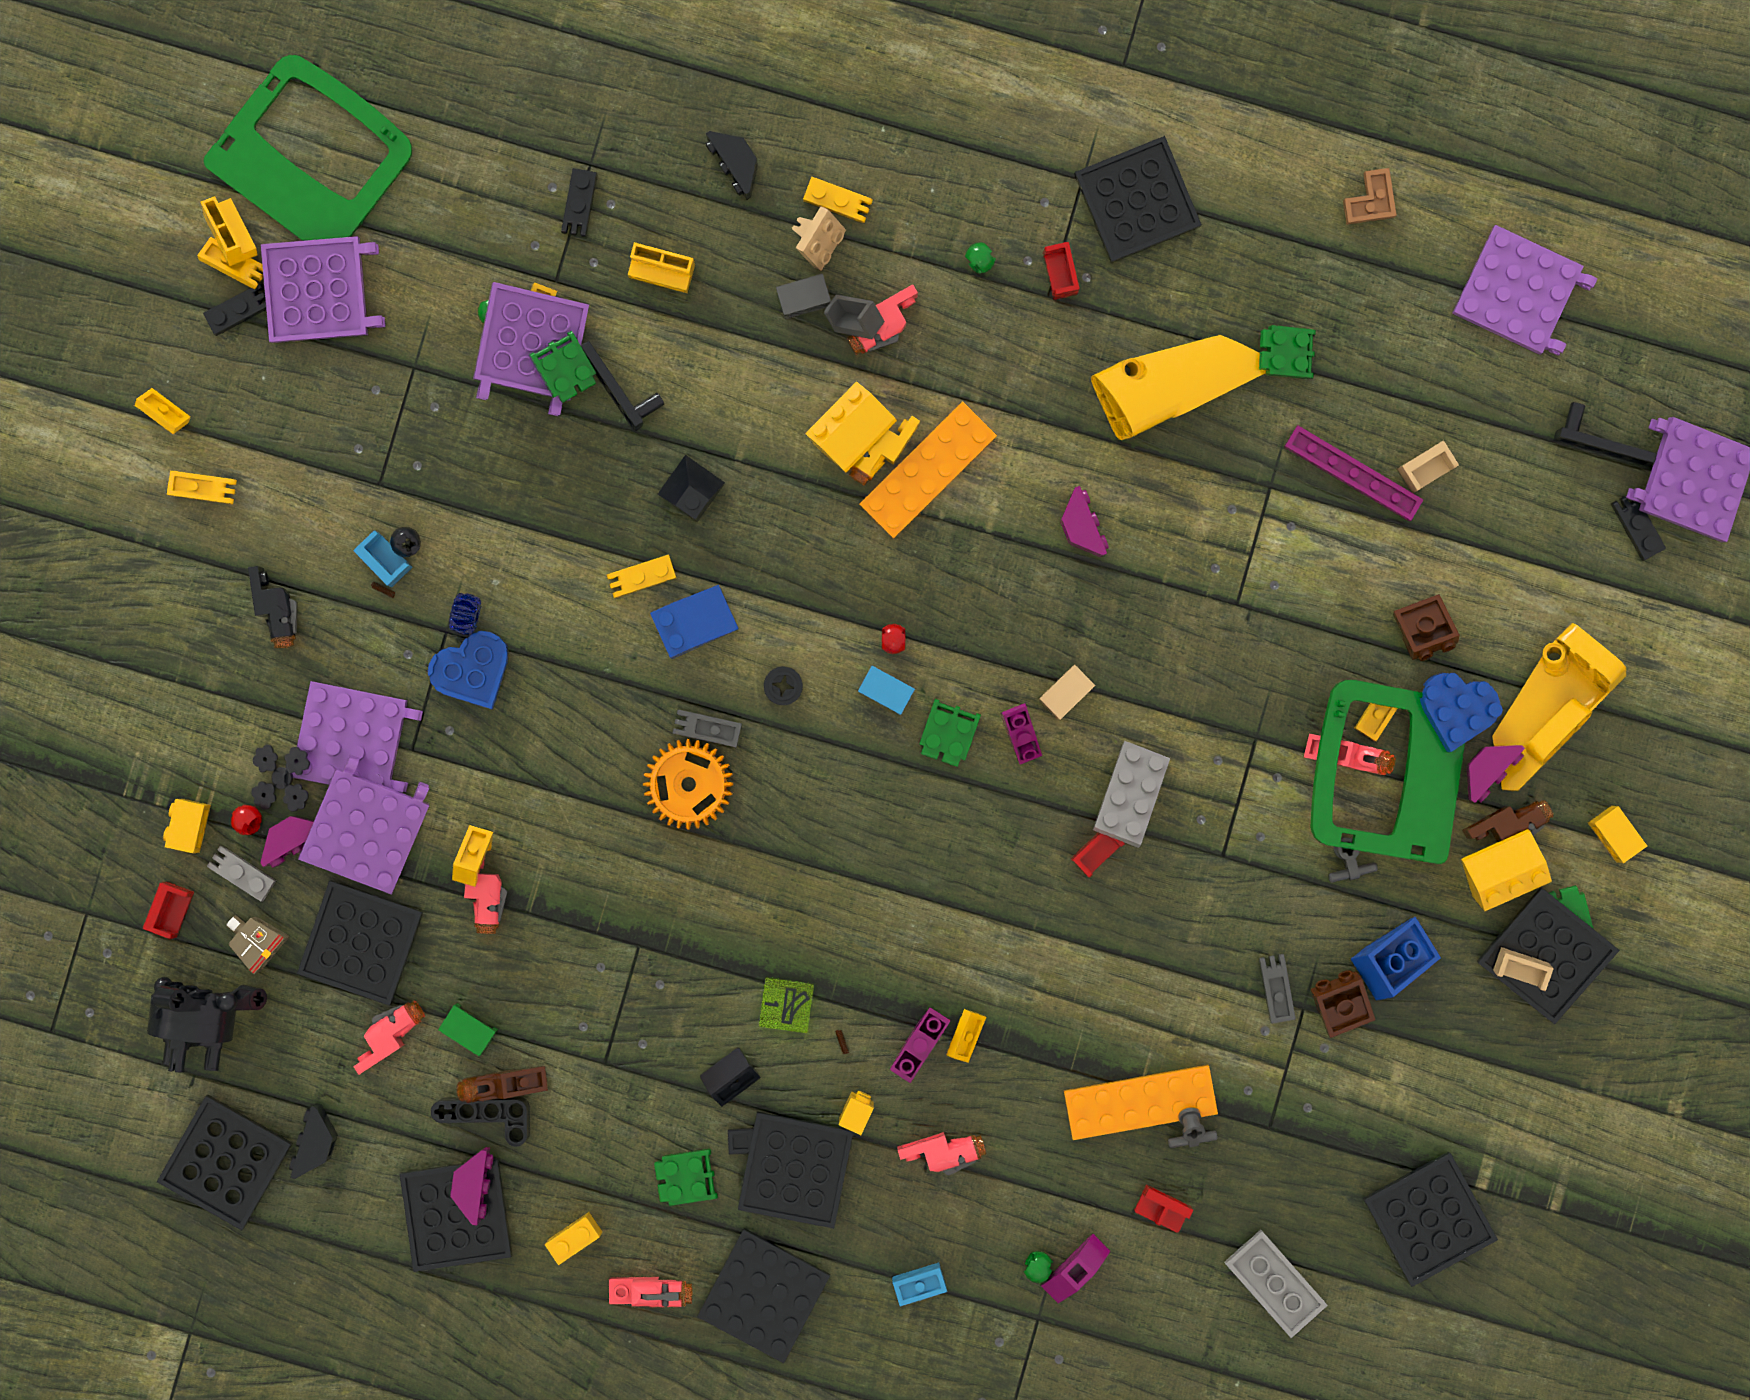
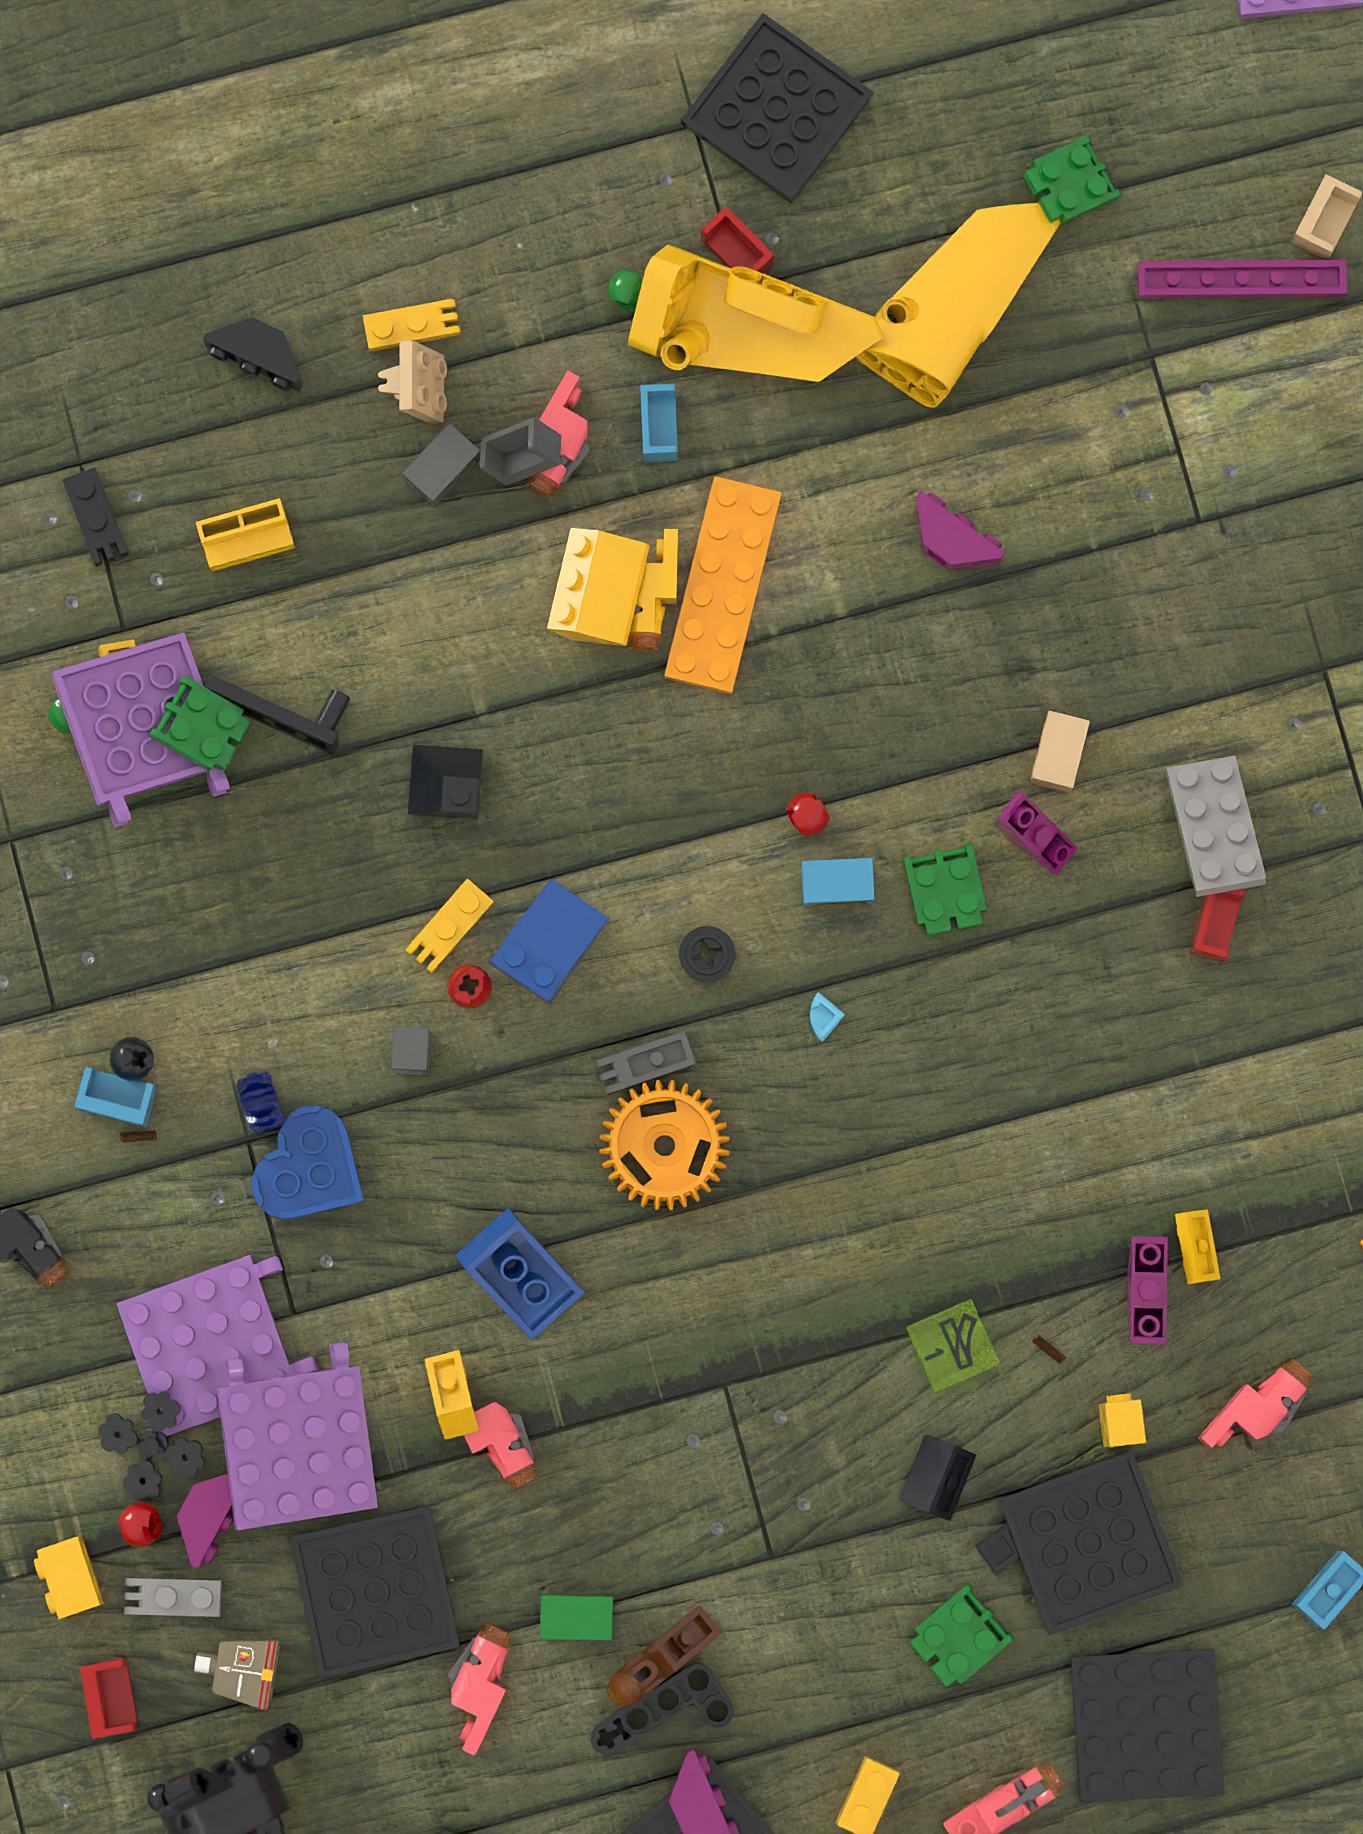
camera: 30 degrees left, 5 degrees down
(556, 807) = (519, 1274): none -> blue slope
(571, 638) = (411, 1051): none -> dark grey panel
(626, 611) = (482, 991): none -> red piece
(829, 764) = (824, 1016): none -> medium azure tile
(948, 349) = (659, 423): none -> dark azure panel
(1035, 317) = (742, 320): none -> yellow panel

